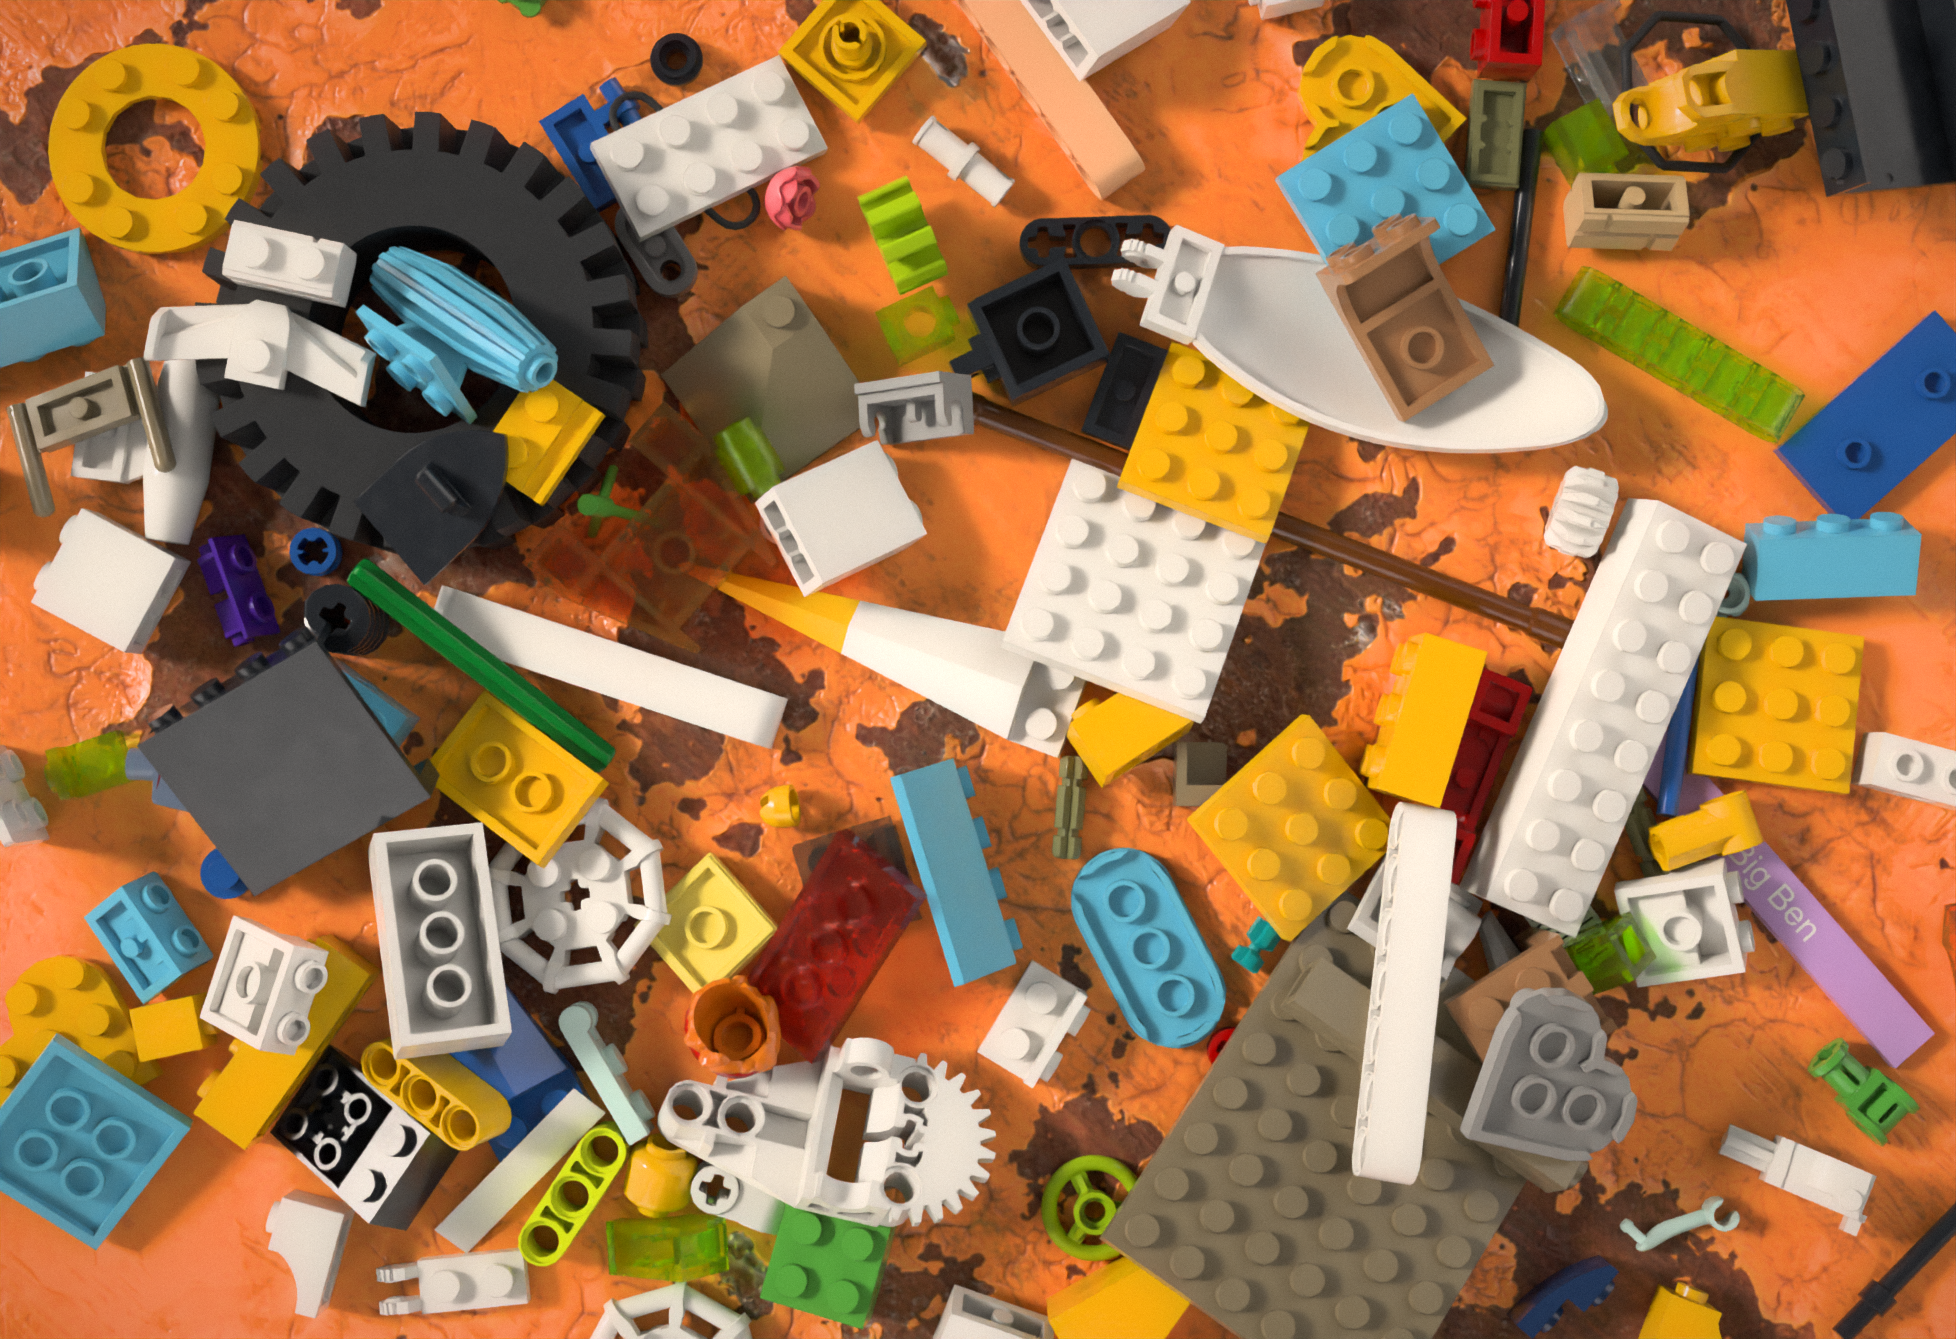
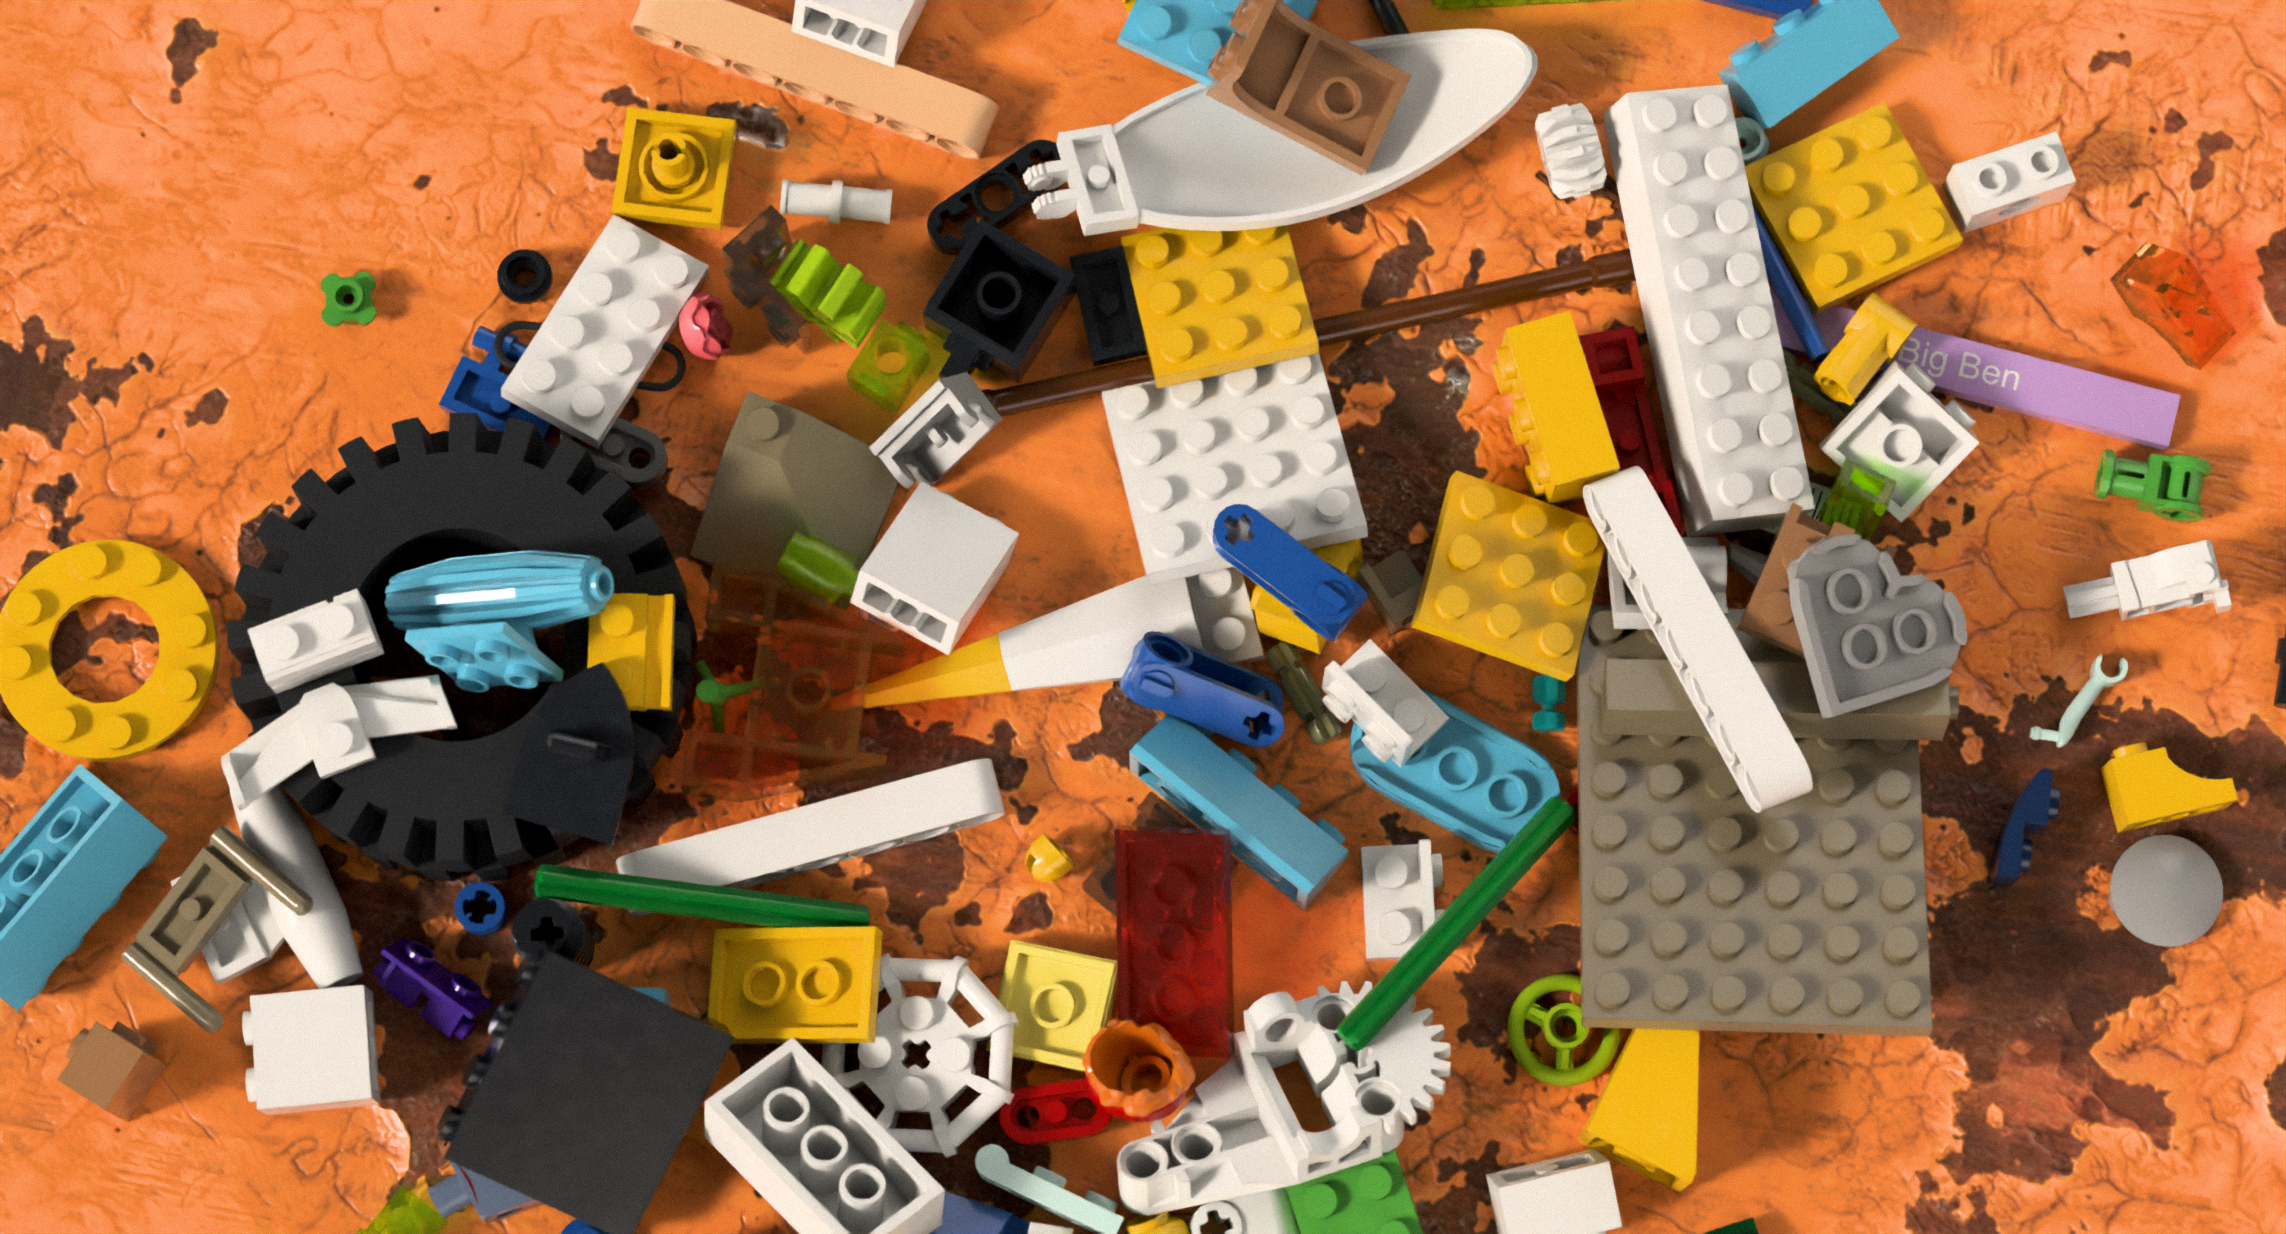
camera: 40 degrees left, 10 degrees down
(654, 1014) = (1056, 1115): none -> red plate
(861, 164) = (750, 265): none -> clear smoke bracket
(988, 759) = (1204, 690): none -> blue piece
(1060, 1079) = (1455, 923): none -> green axle
(1120, 738) = (1289, 571): none -> blue piece
(1125, 862) = (1382, 703): none -> white bracket

